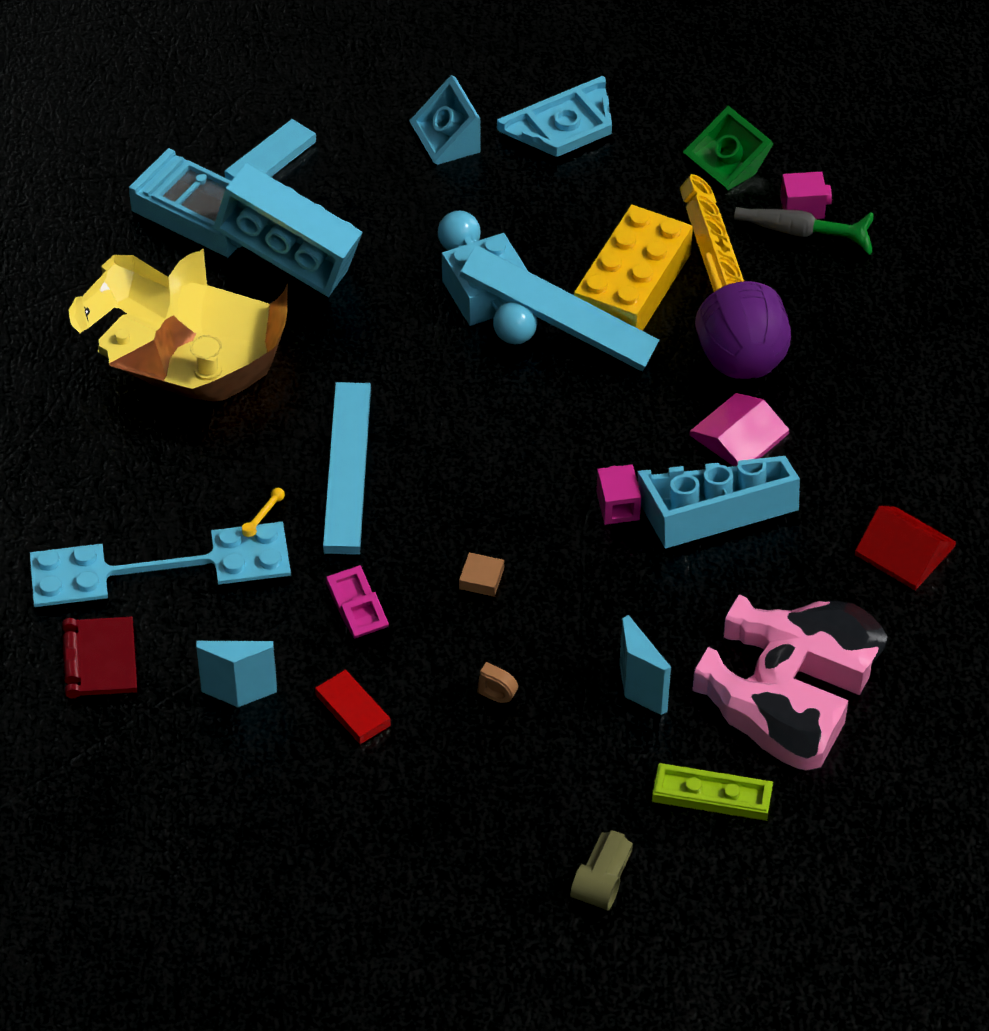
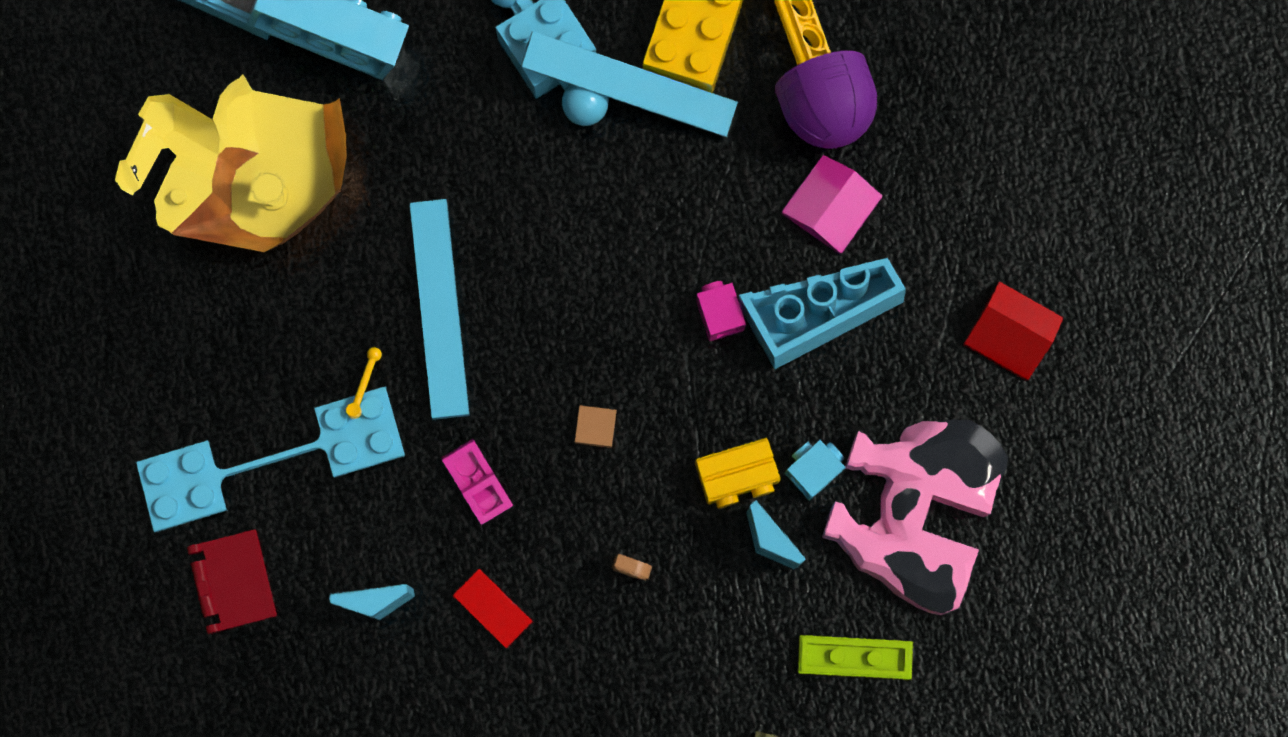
camera: 10 degrees left, 30 degrees up
(600, 618) = (737, 473): none -> yellow brick
(693, 627) = (815, 467): none -> medium azure brick

